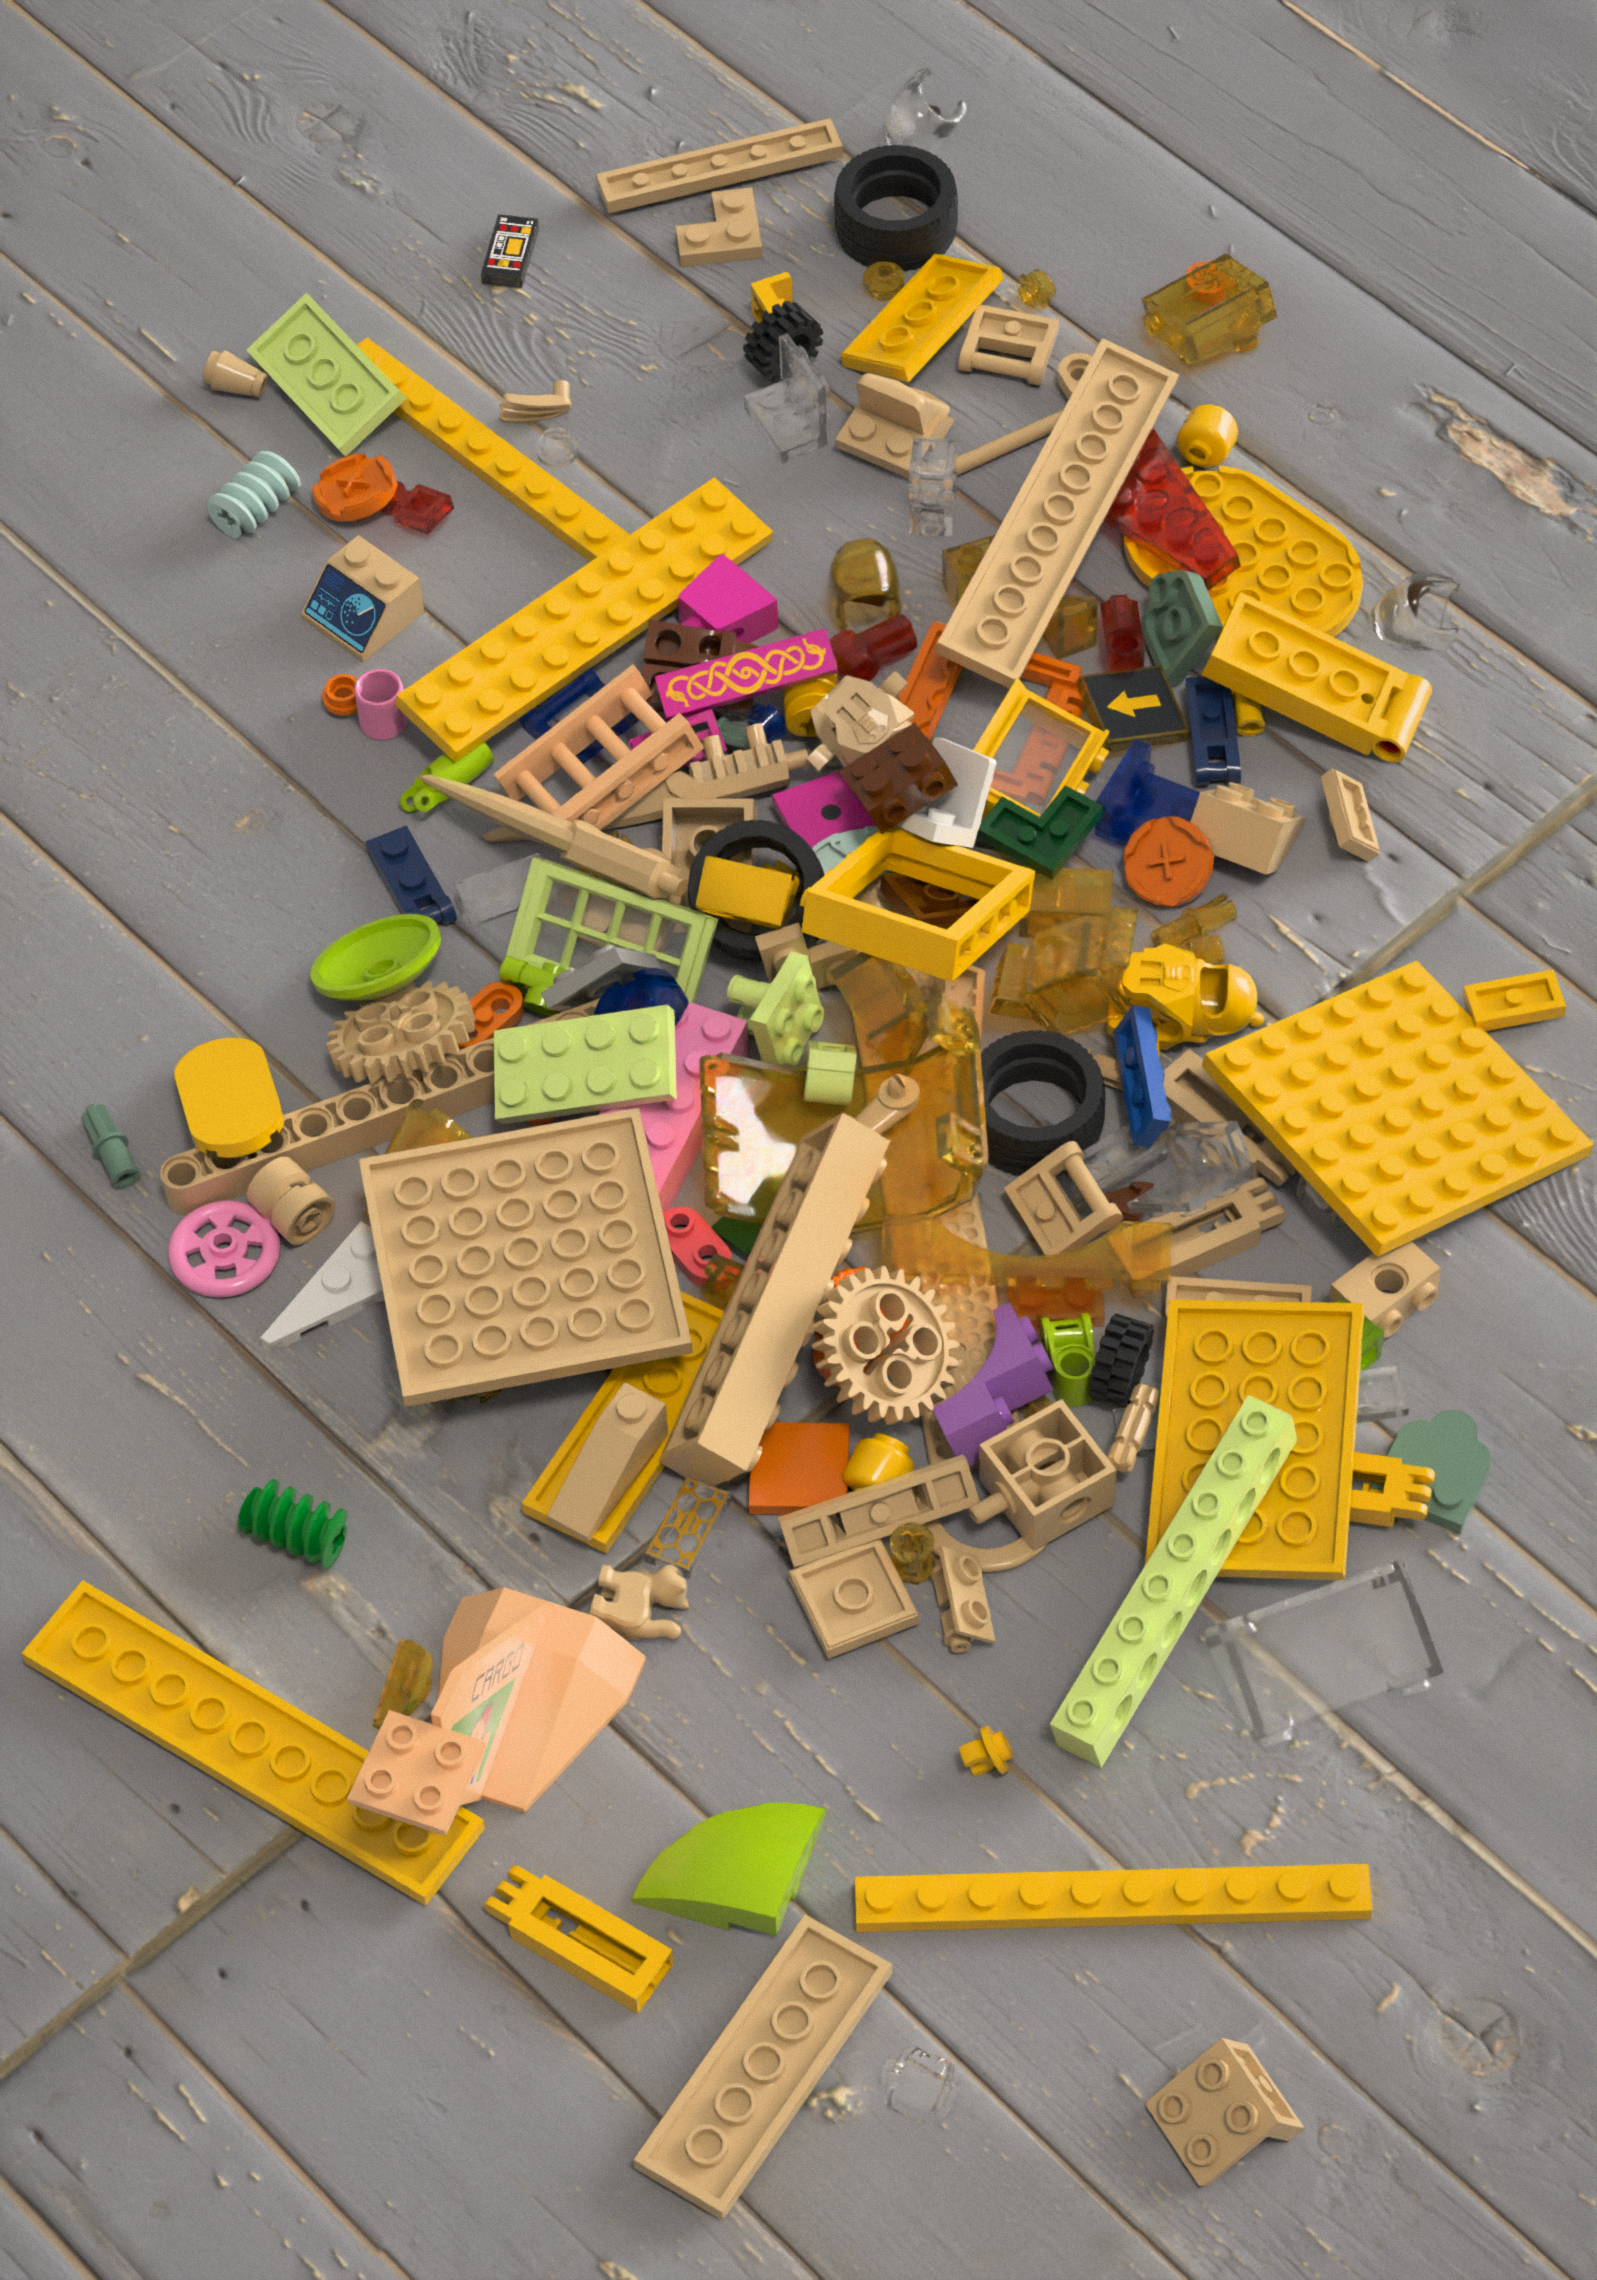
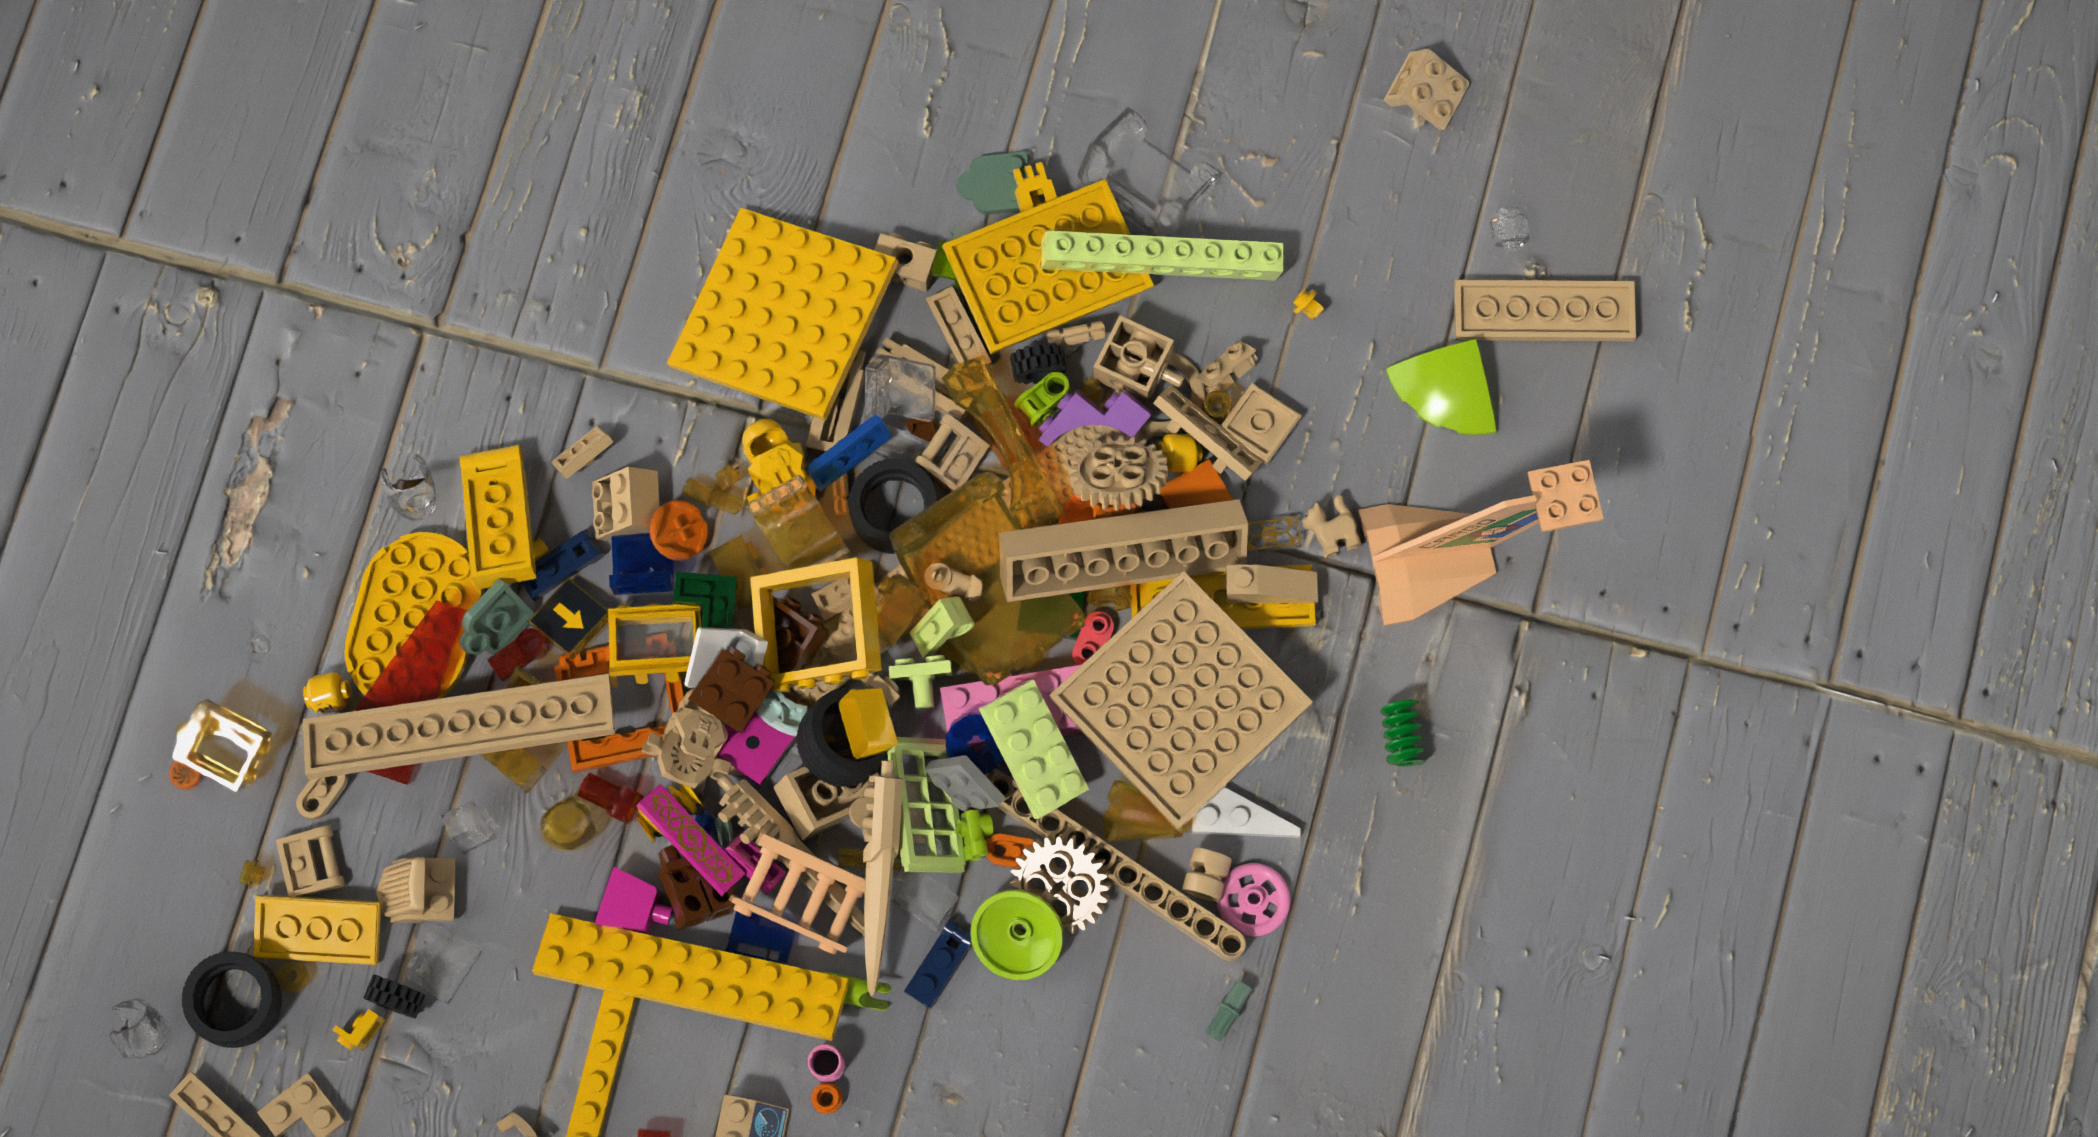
camera: 120 degrees left, 20 degrees up
(228, 1097) = (1163, 953): yellow tile -> none
(238, 1736) = (1538, 679): yellow plate -> none
(406, 1682) = (1454, 616): clear yellow plate -> none
(601, 1949) = (1534, 430): yellow hinge -> none
(1007, 443) = (404, 824): tan bar -> none
(1113, 1898) = (1346, 205): yellow plate -> none
(1514, 1000) = (665, 296): yellow plate -> none

